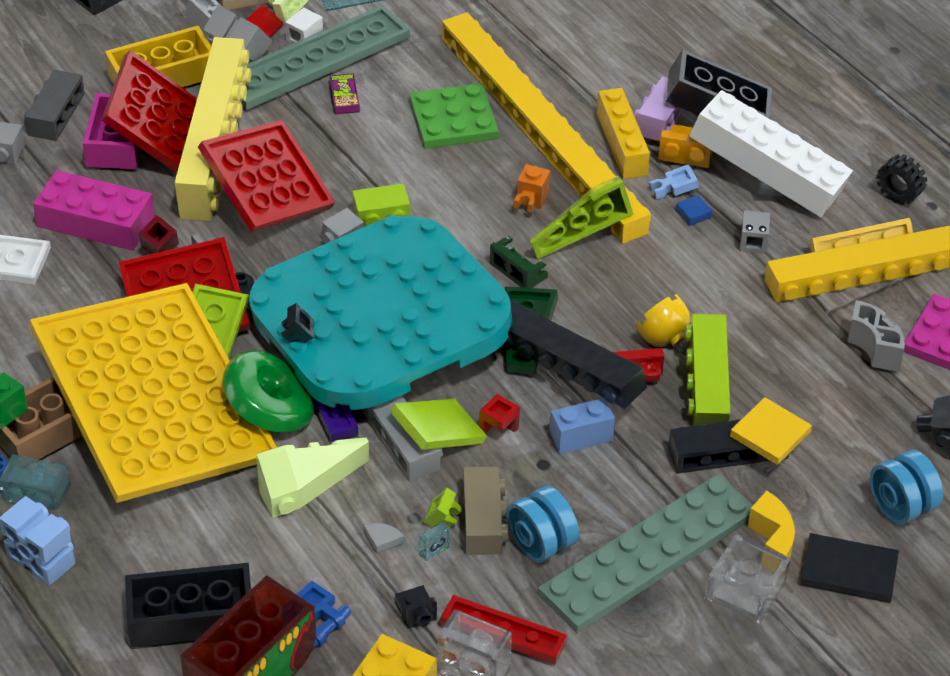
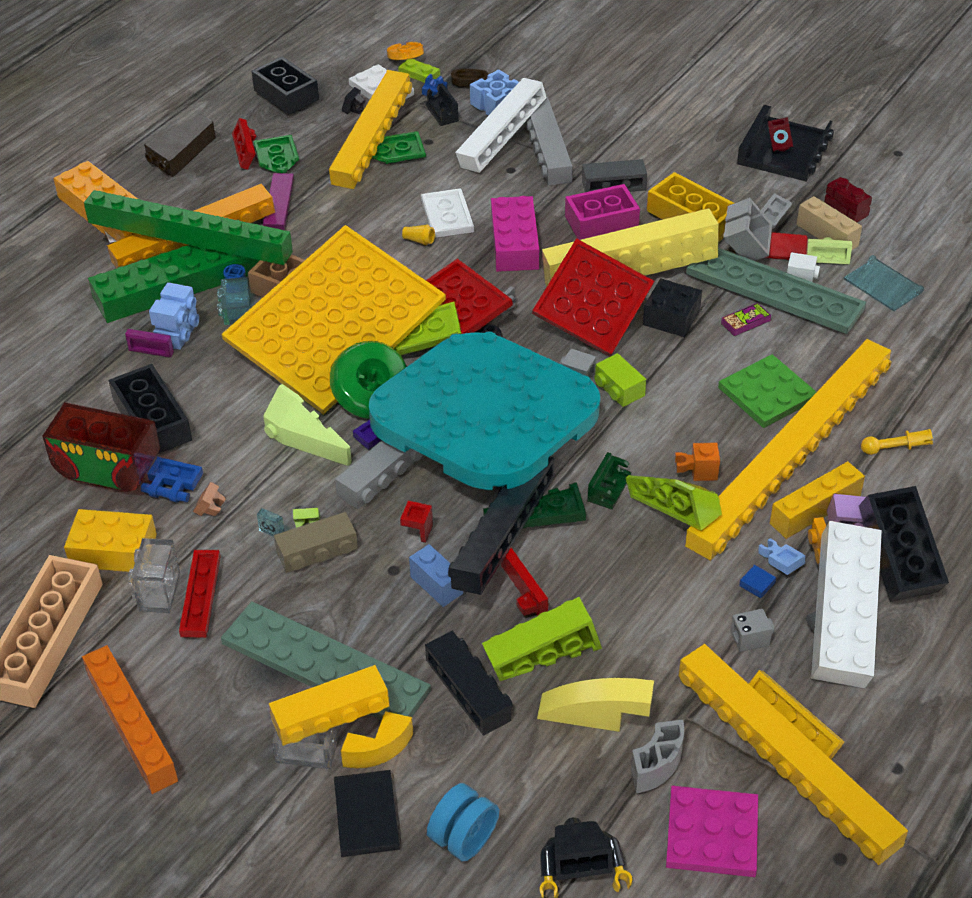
camera: 70 degrees right, 0 degrees up
(31, 288) = (421, 234): none -> yellow cone
(56, 584) = (149, 343): none -> magenta tile
(150, 110) = (617, 203): red plate -> none
(158, 236) = (500, 271): dark red brick -> none
(298, 324) = (423, 359): black tile -> none
(310, 128) = (672, 307): none -> black brick
(365, 589) = (207, 499): none -> nougat tile
(383, 536) = (268, 495): light grey tile -> none
(416, 606) = (206, 536): black bracket -> none
(438, 423) = (384, 482): lime tile -> none
(542, 523) = (304, 576): dark azure wheel -> none
(576, 52) = (872, 445): none -> yellow pin
(665, 323) = (593, 595): yellow cylinder -> none
(747, 536) = (329, 705): none -> yellow brick
(771, 431) = (480, 699): yellow tile -> none
(802, 353) = (597, 702): none -> light yellow slope
(894, 186) = (895, 722): black tyre -> none

